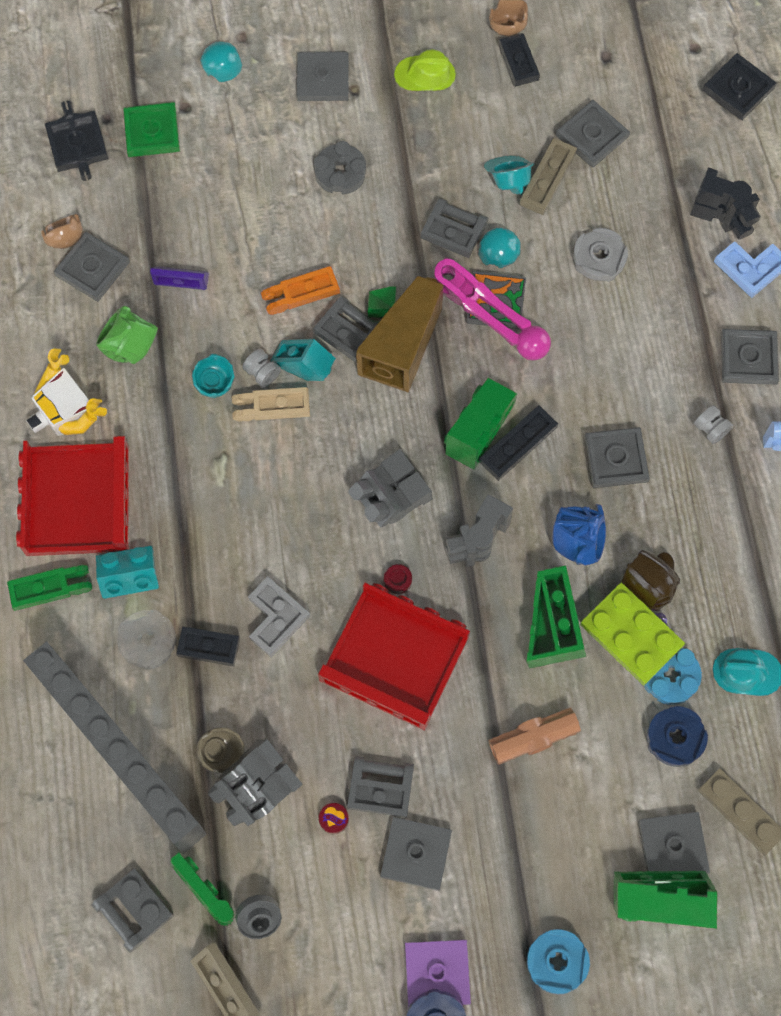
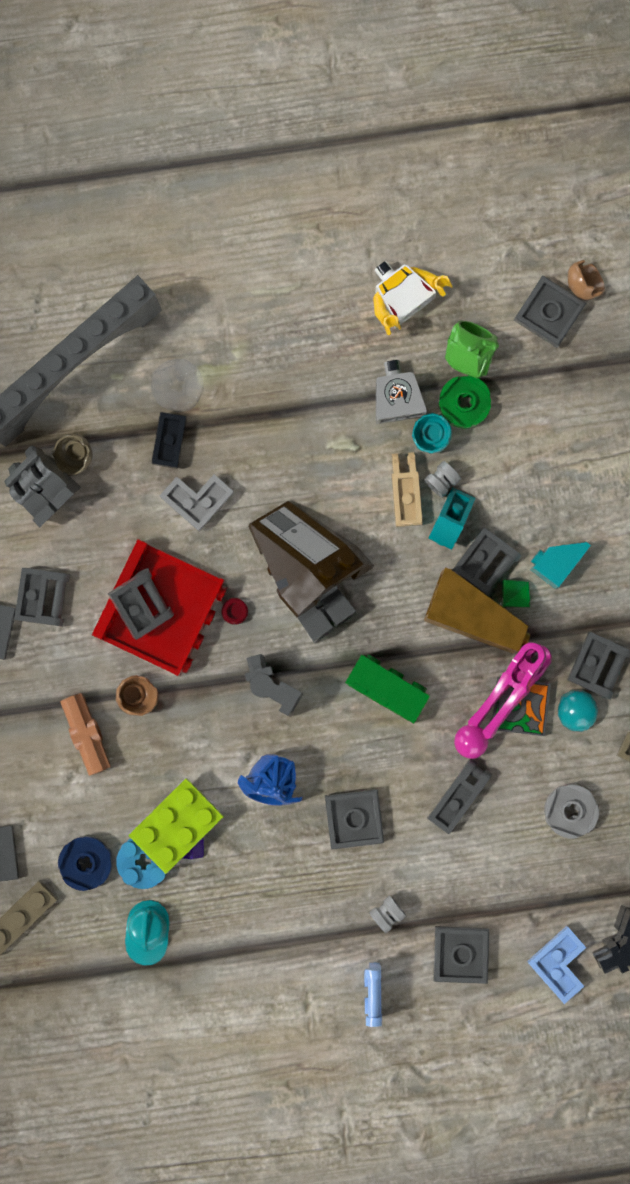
camera: 90 degrees right, 15 degrees up
(47, 587) = (224, 291): green hinge -> none
(74, 498) = (311, 311): red panel -> none
(126, 572) = (240, 363): teal bracket -> none
(170, 410) = (397, 395): none -> light grey torso
(180, 278) = (541, 397): dark purple slope -> none
(180, 362) = (480, 401): none -> green plate
(301, 290) = (527, 517): orange hinge -> none
(333, 818) = (15, 556): dark red tile -> none
(341, 497) = (305, 556): none -> dark brown wedge
(352, 262) = (557, 562): none -> teal slope
(393, 677) = (133, 607): none -> dark grey plate
(492, 678) = (136, 695): none -> medium nougat hair
(518, 443) = (368, 725): black plate -> none
(555, 623) = (189, 755): green wedge -> none
(590, 357) = (459, 797): none -> dark grey plate
(652, 579) = (230, 846): dark brown piece -> none

